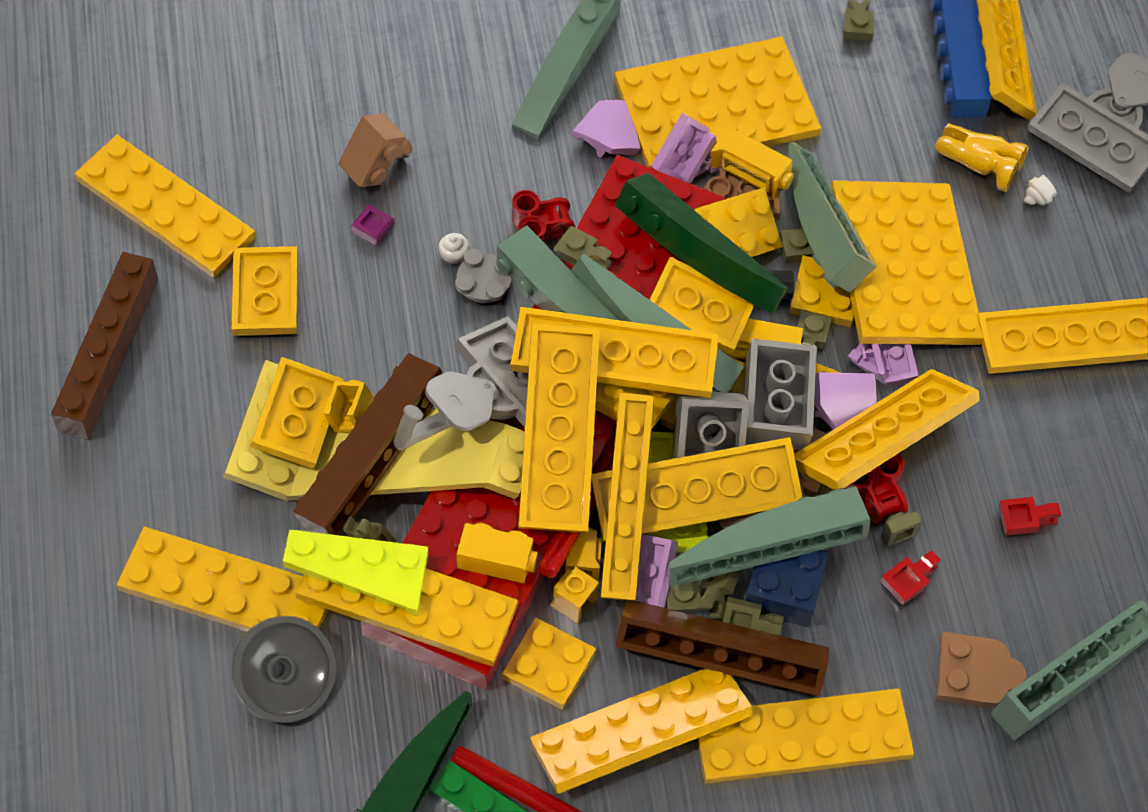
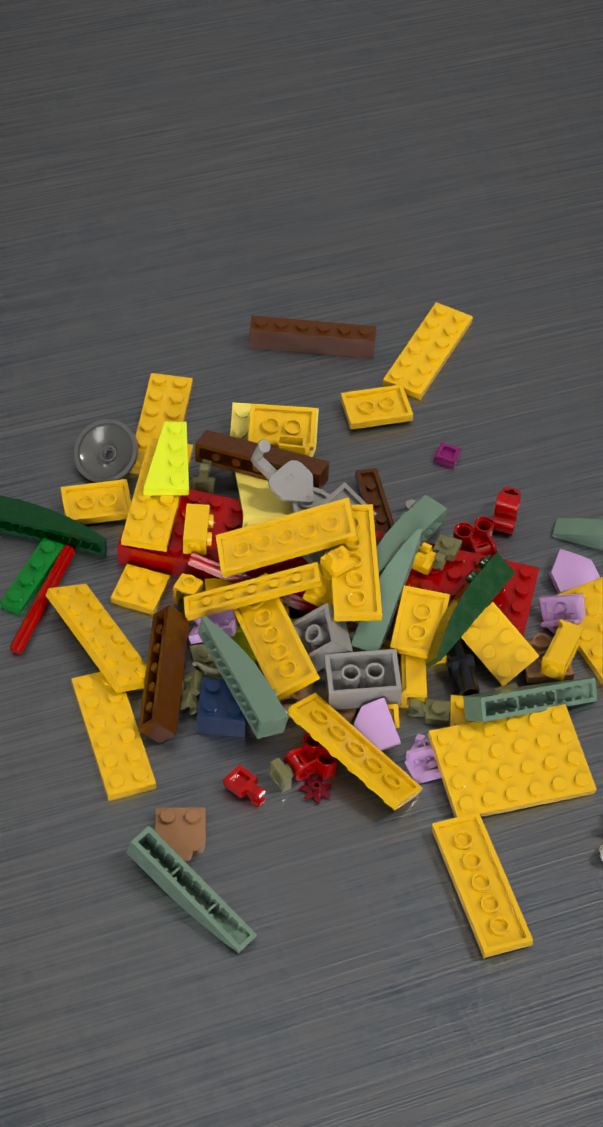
camera: 80 degrees right, 10 degrees down
(372, 701) = (97, 501): none -> yellow plate
(373, 150) = (498, 437): medium nougat brick -> none
(438, 326) = (373, 493): none -> reddish brown plate
(453, 248) = (442, 496): white plate -> none
(499, 170) = (506, 510): none -> red piece
(624, 368) = (337, 561): none -> yellow tile
(919, 493) = (316, 789): none -> dark red plant
(1023, 517) = (311, 853): red plate -> none

